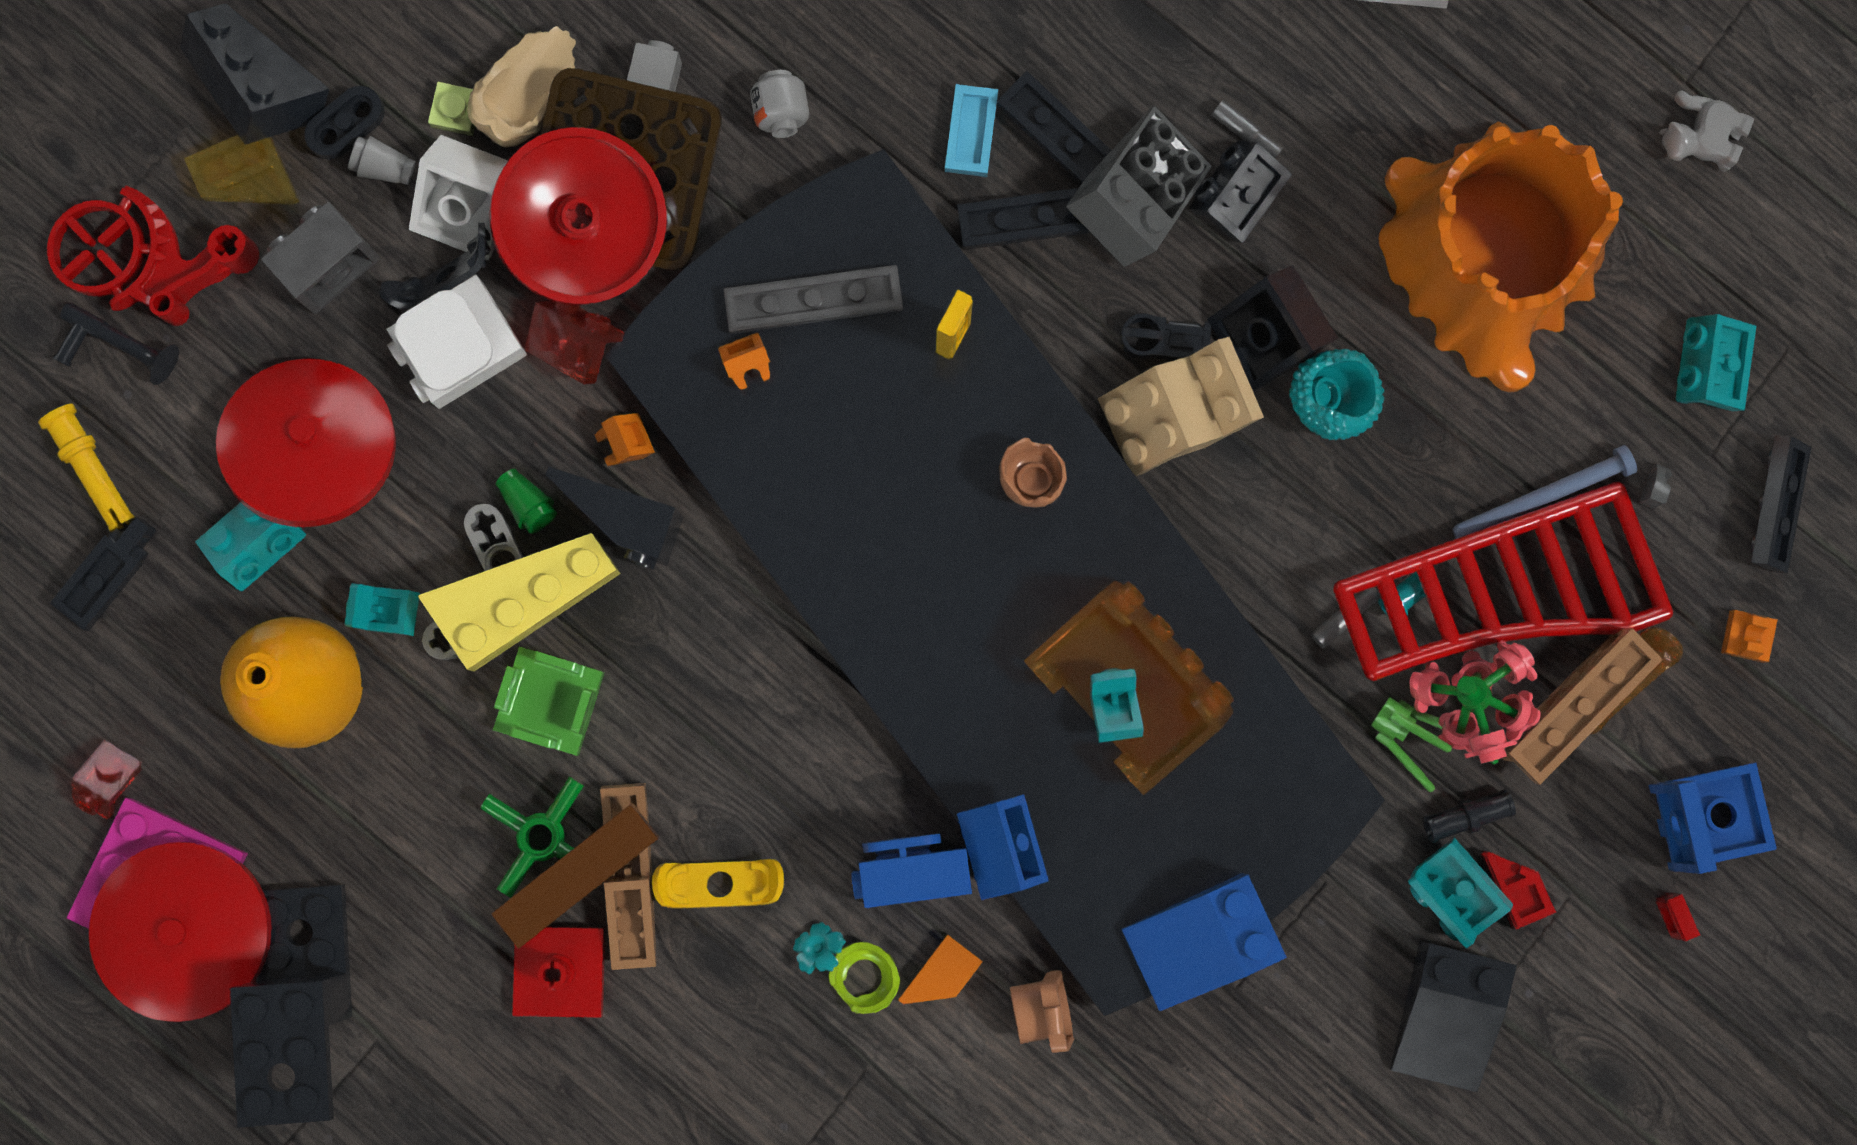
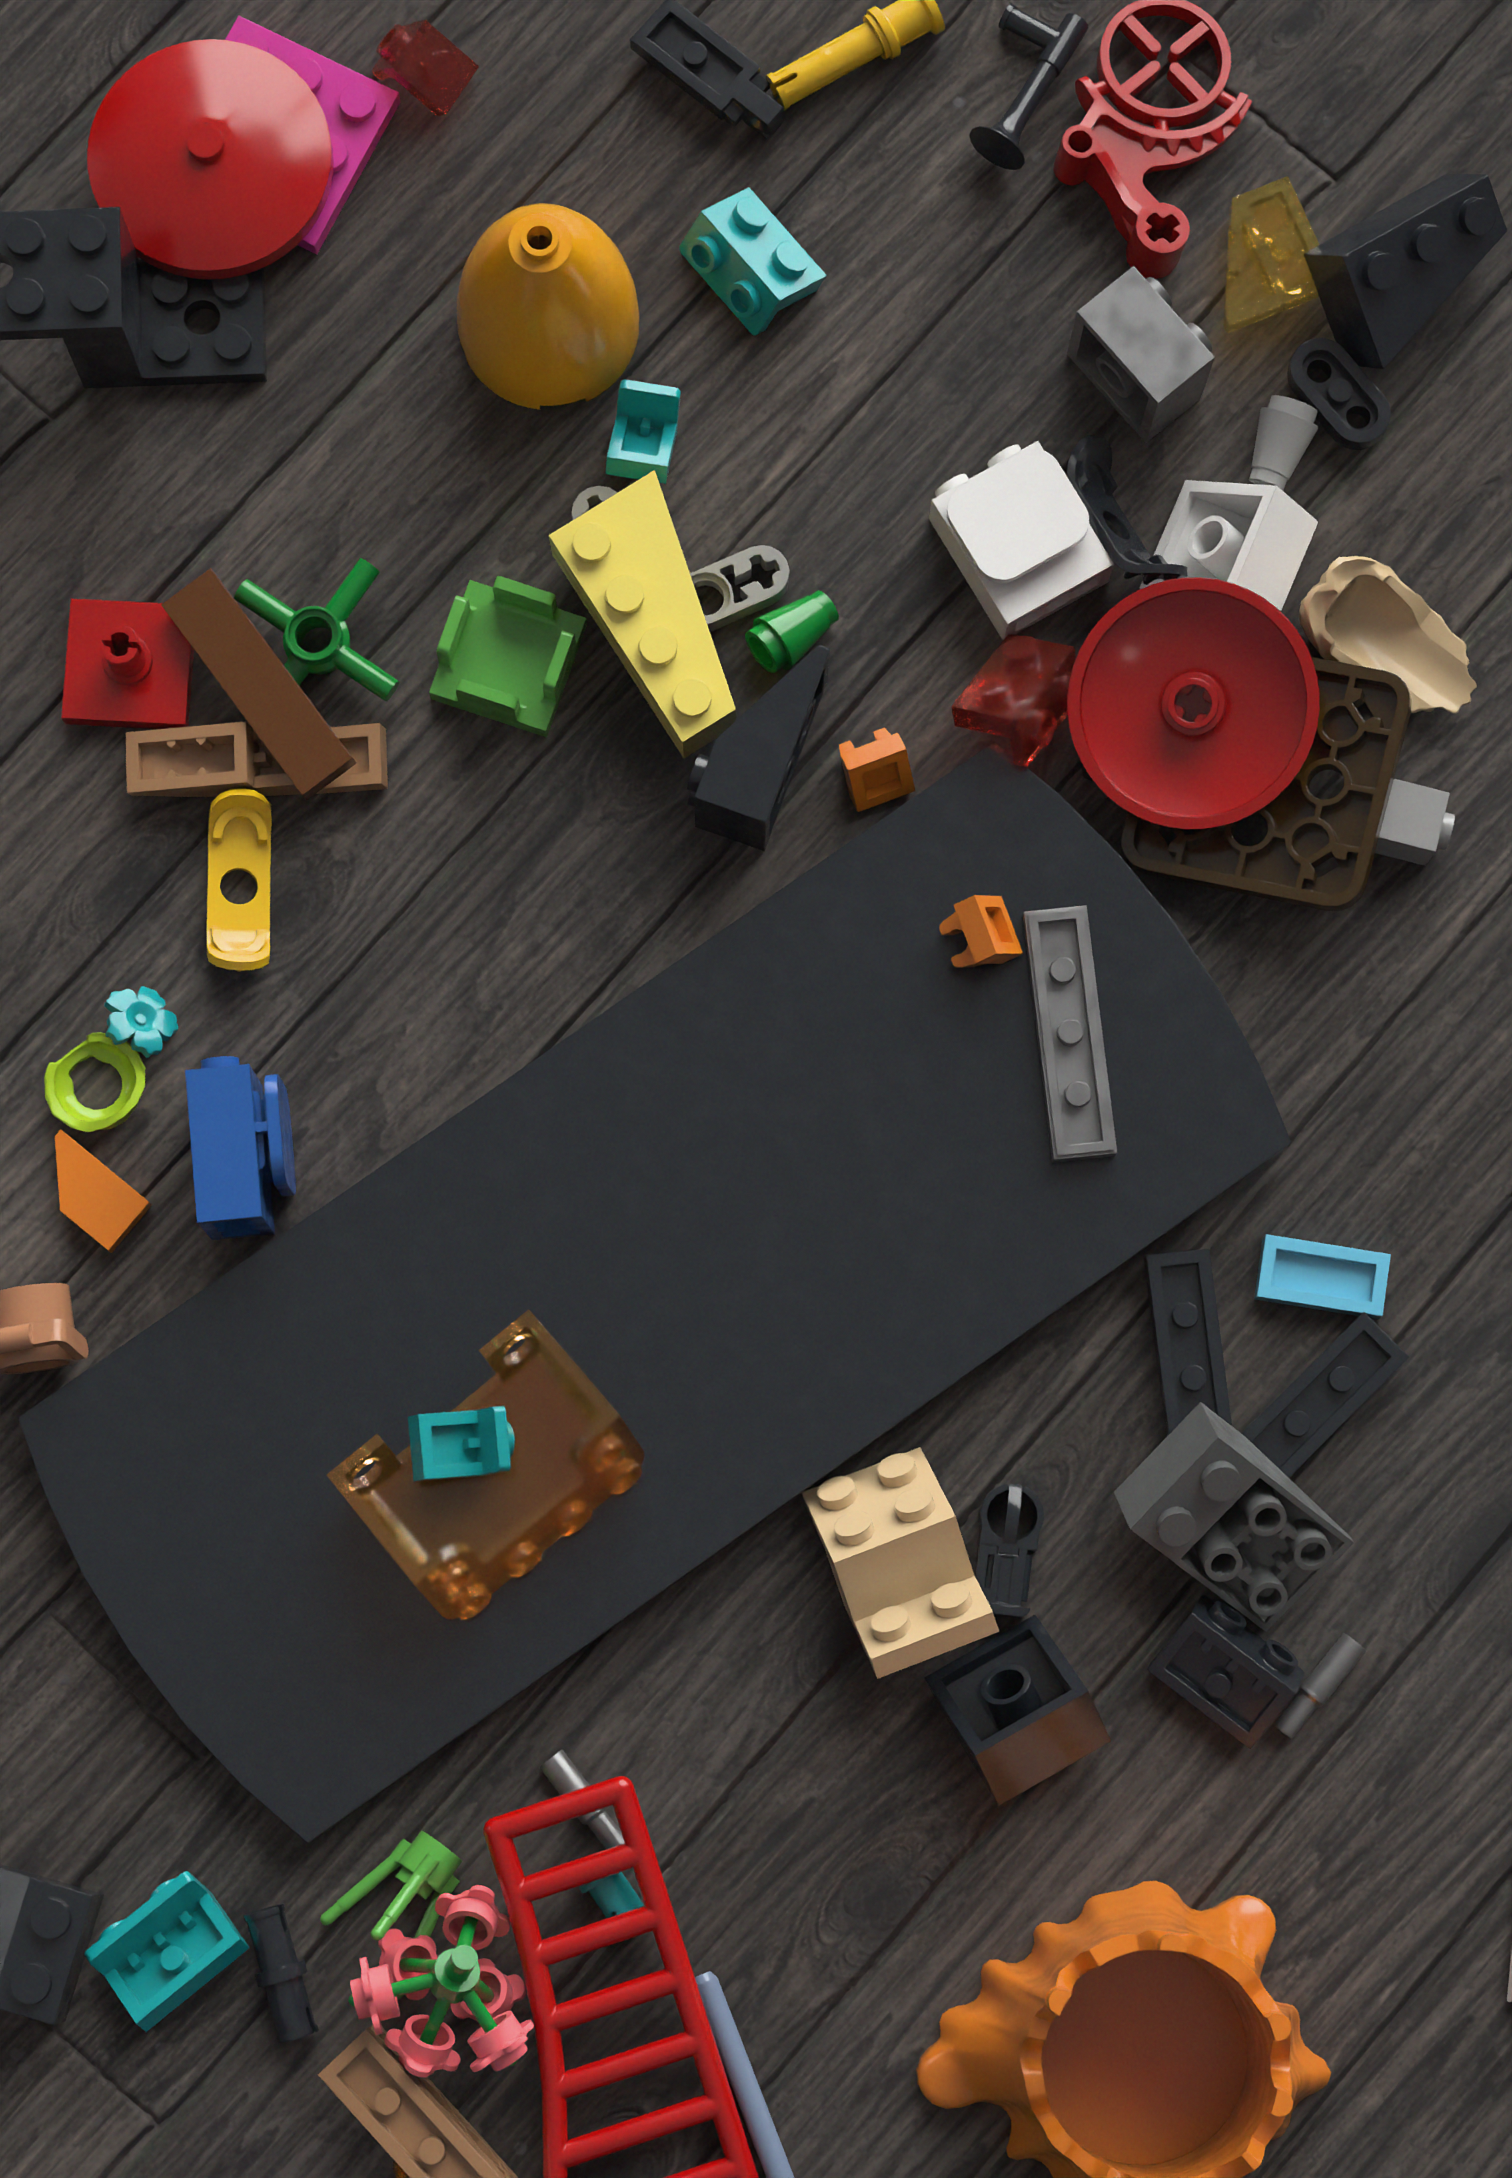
camera: 90 degrees right, 5 degrees down
(306, 442) = (881, 333): red dish -> none
(450, 109) = (1359, 536): yellowish green plate -> none
(779, 103) = (1361, 997): light grey head -> none
(954, 325) = (1018, 1220): yellow tile -> none
(1001, 848) = (263, 1272): blue brick -> none
(1032, 473) = (804, 1335): nougat hair -> none
(1204, 942) = (113, 1562): blue slope -> none
(1337, 394) = (913, 1797): teal hair -> none
(1521, 887) = (170, 2048): red tile -> none

